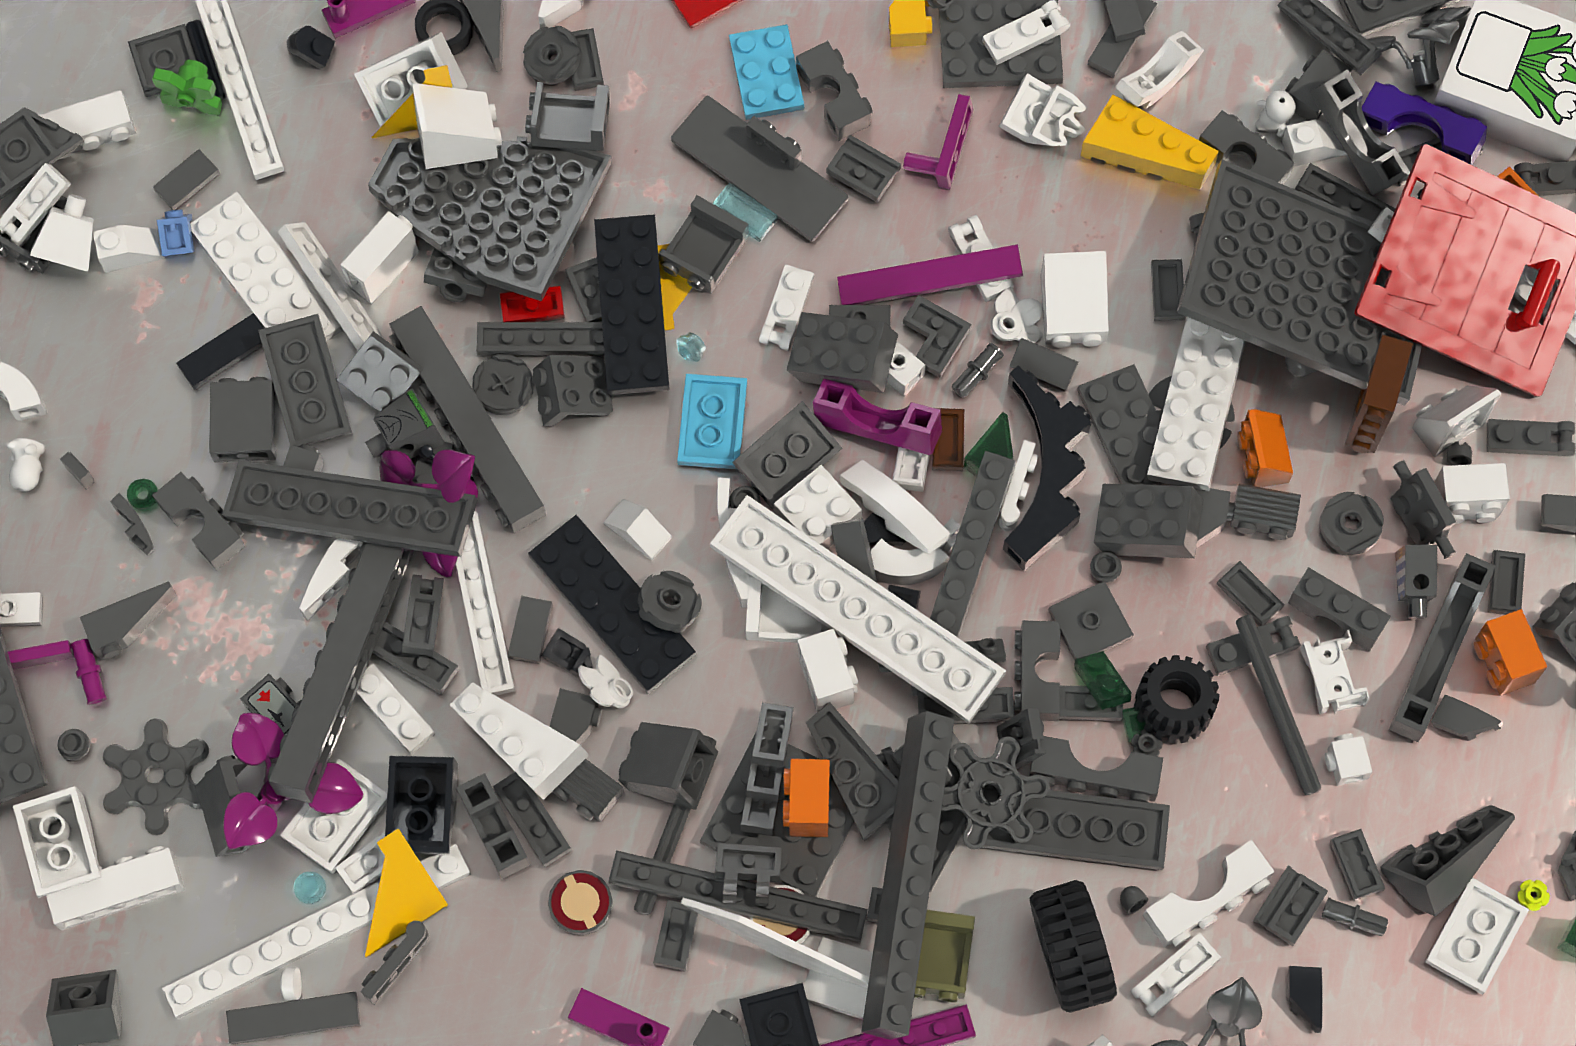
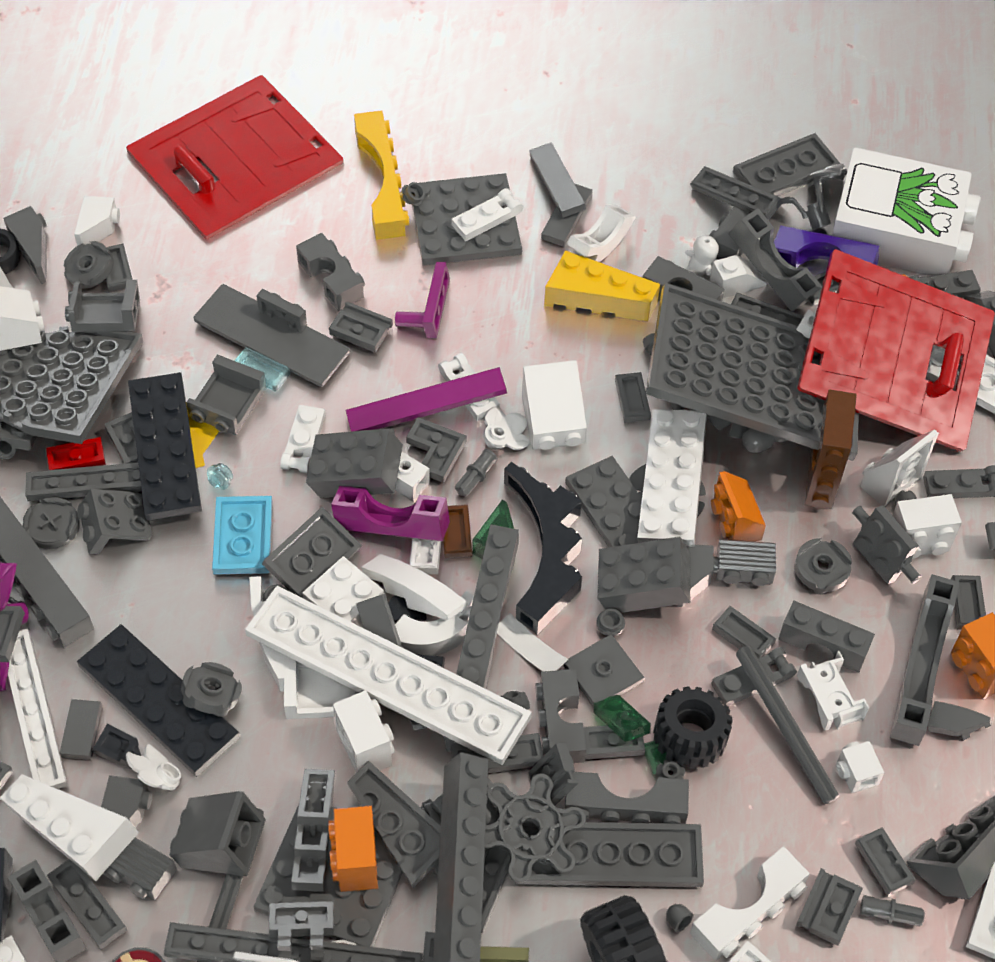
camera: 10 degrees left, 15 degrees down
(638, 528) = (180, 630): white slope -> none
(766, 72) = (273, 263): medium azure plate -> none
(1015, 584) = (529, 645): none -> white sticker
(1017, 488) = (522, 562): white plate -> none
(1043, 114) = (509, 274): white plate -> none
(1044, 363) = (537, 462): dark grey tile -> none
(1416, 564) = (890, 600): dark grey torso -> none

